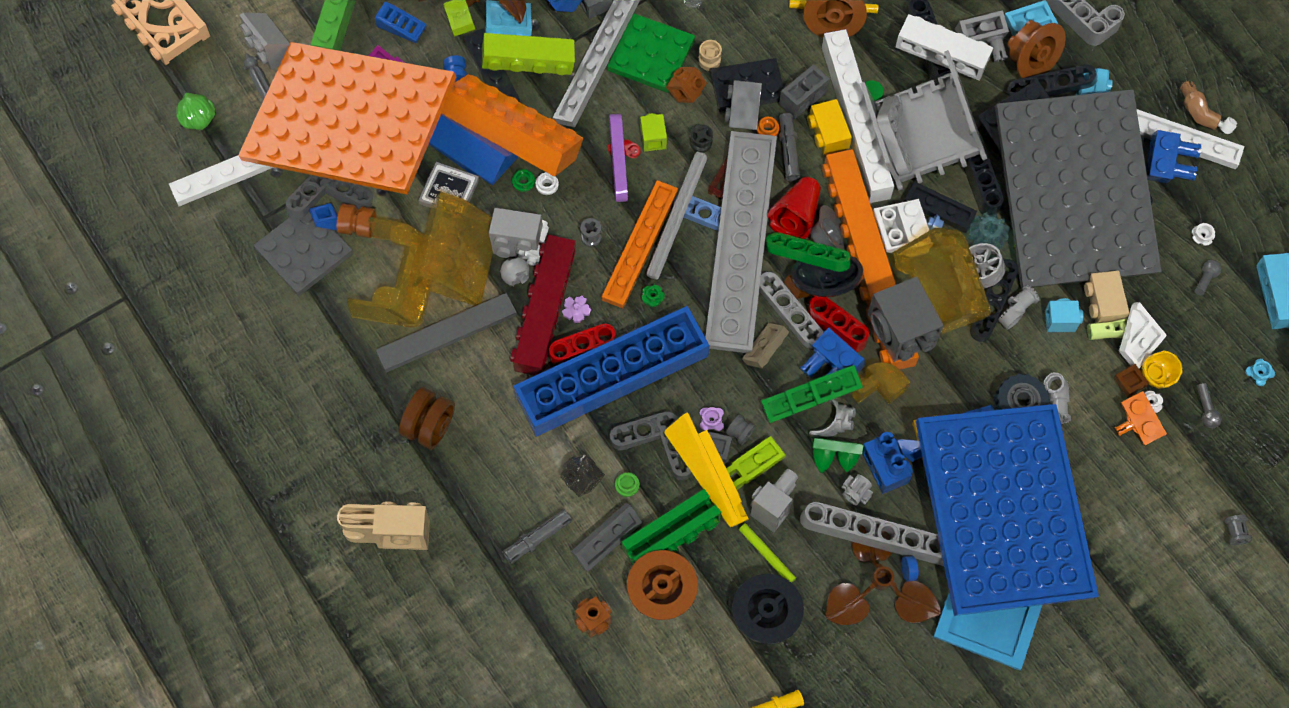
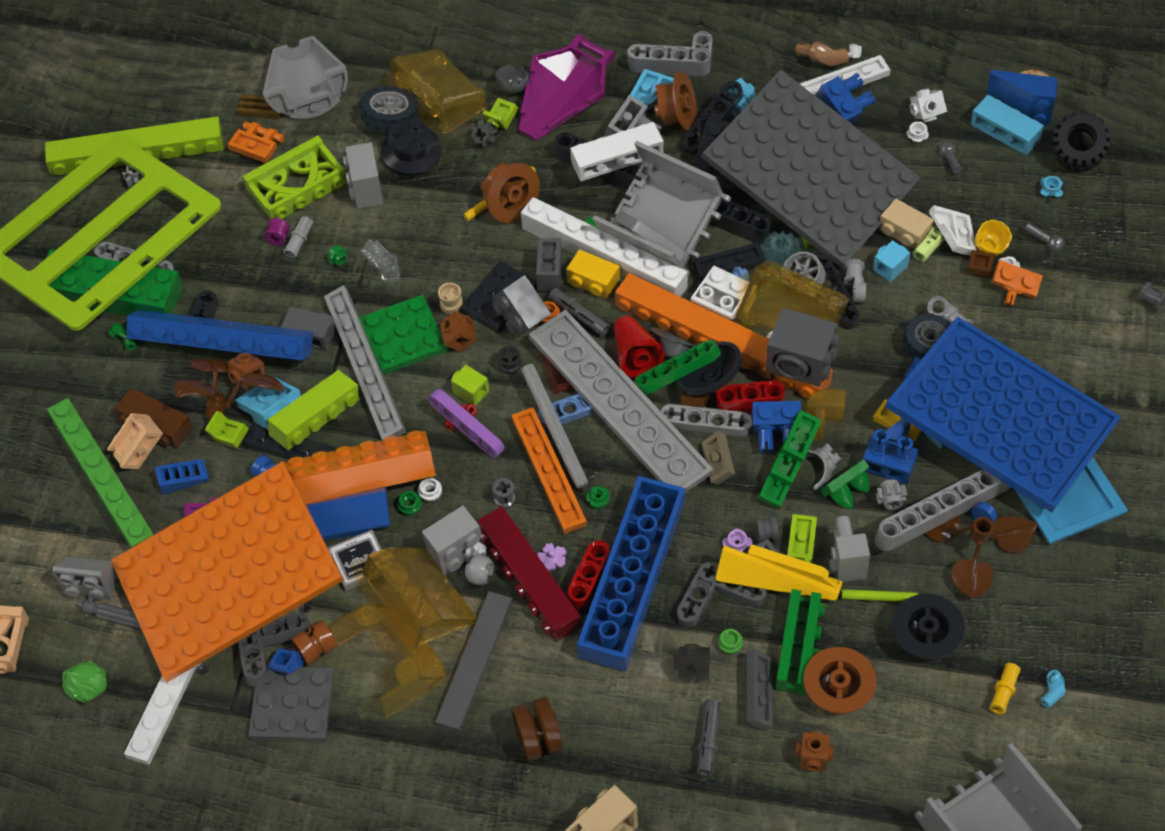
camera: 40 degrees left, 10 degrees down
(1241, 221) = (927, 104): none -> white brick

